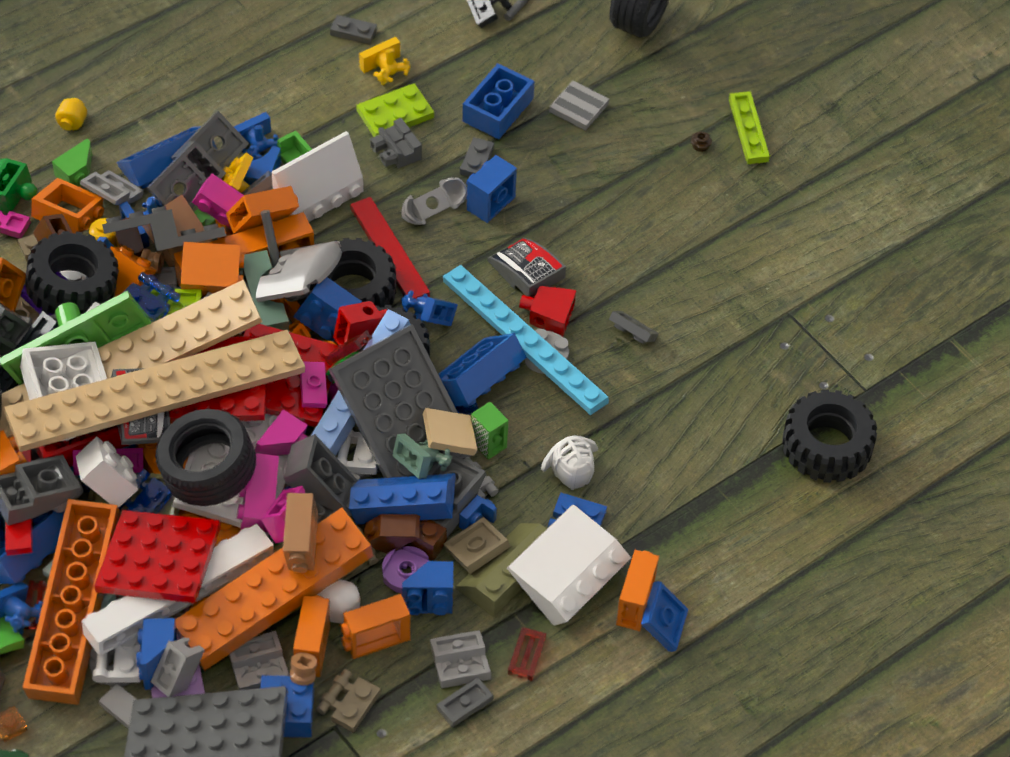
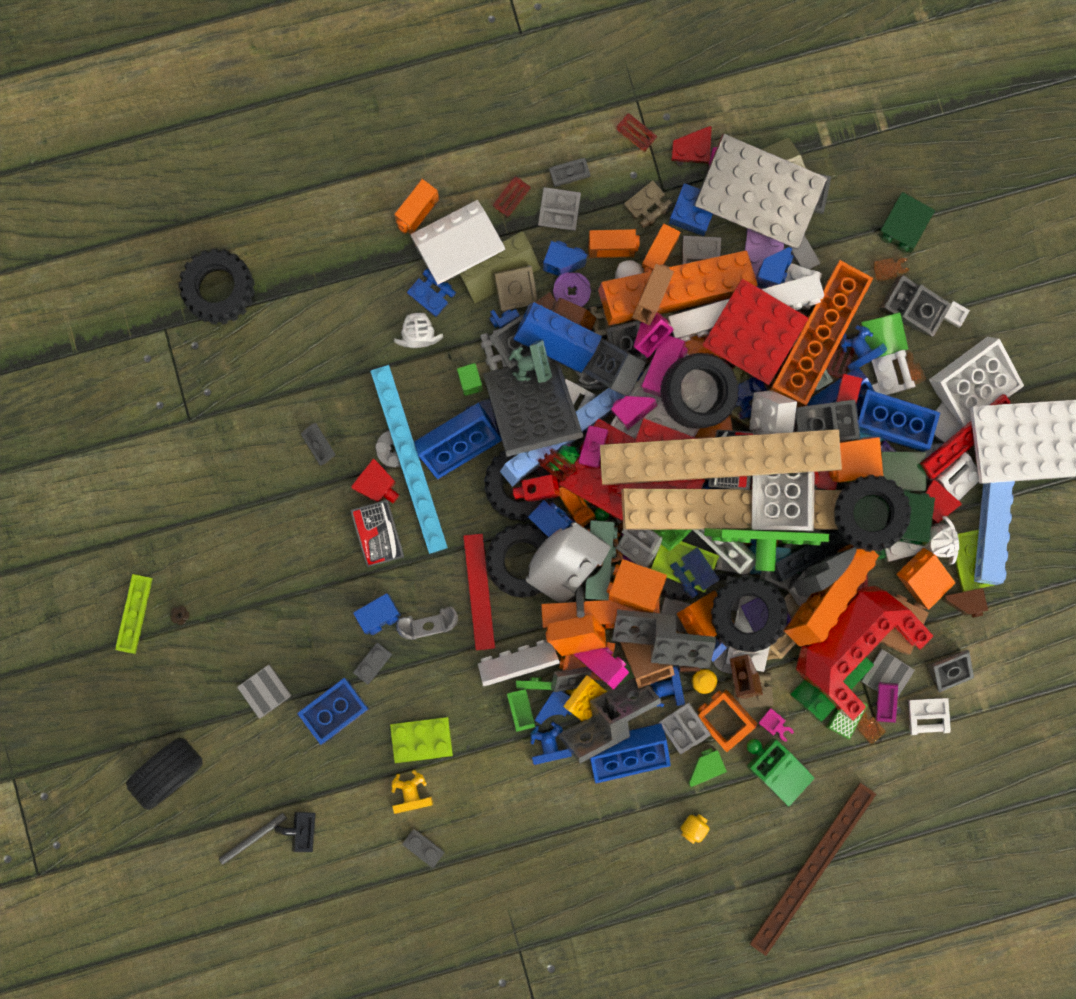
camera: 160 degrees left, 30 degrees up
(177, 667) = (765, 247): light grey hinge -> none
(303, 668) = (680, 219): medium nougat wheel -> none
(399, 145) = (437, 705): dark grey hips -> none
(430, 309) = (474, 513): blue piece -> none
(449, 431) = (503, 375): tan tile -> none
(664, 616) = (405, 181): blue tile -> none

